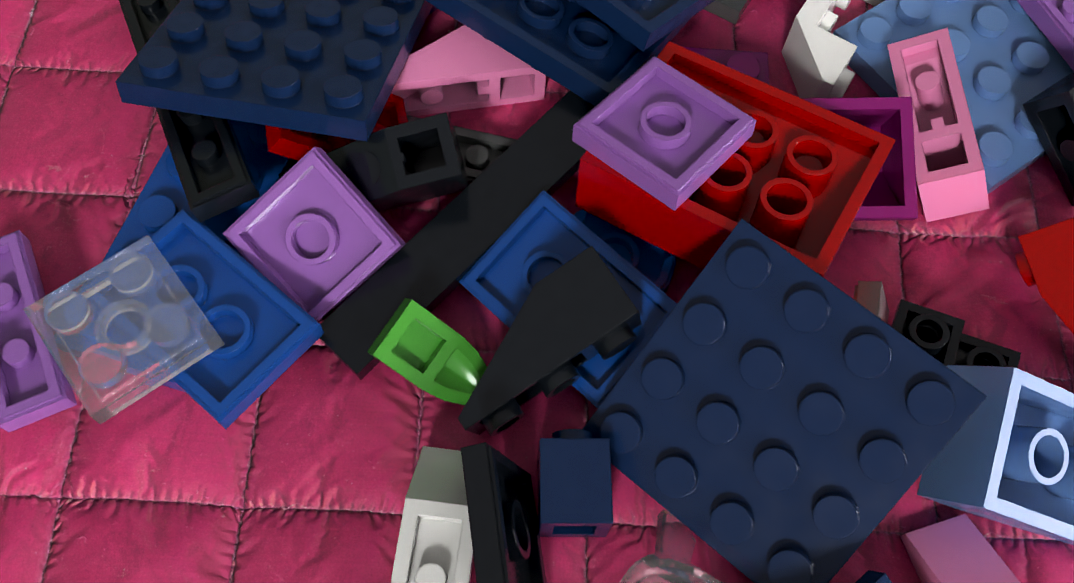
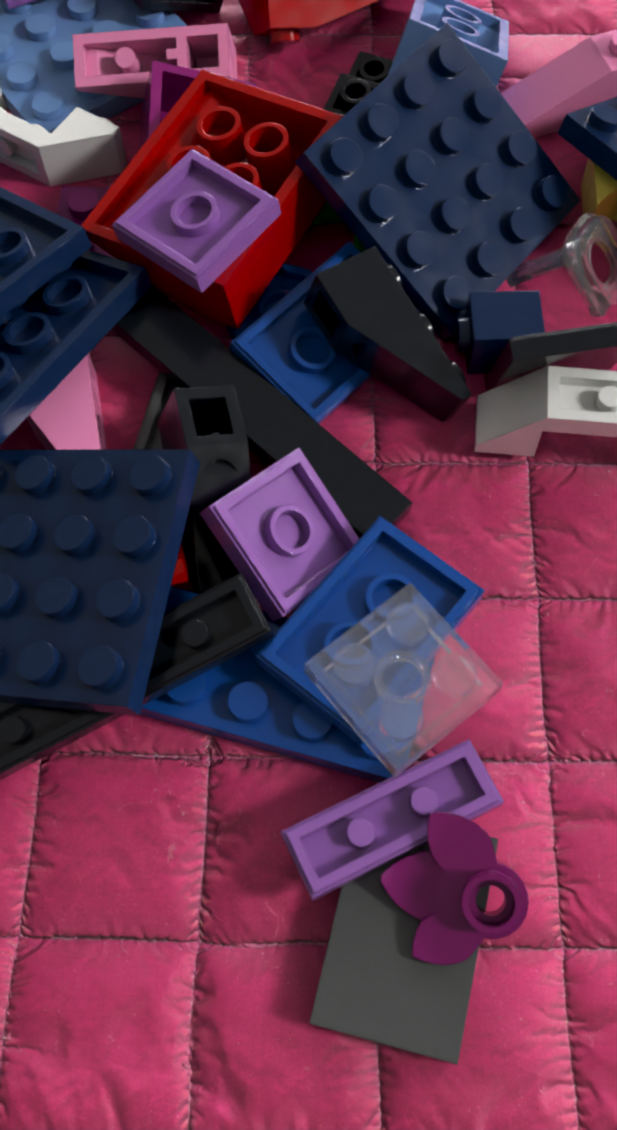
camera: 85 degrees left, 0 degrees up
(429, 354) = (392, 439): bright green plate -> none

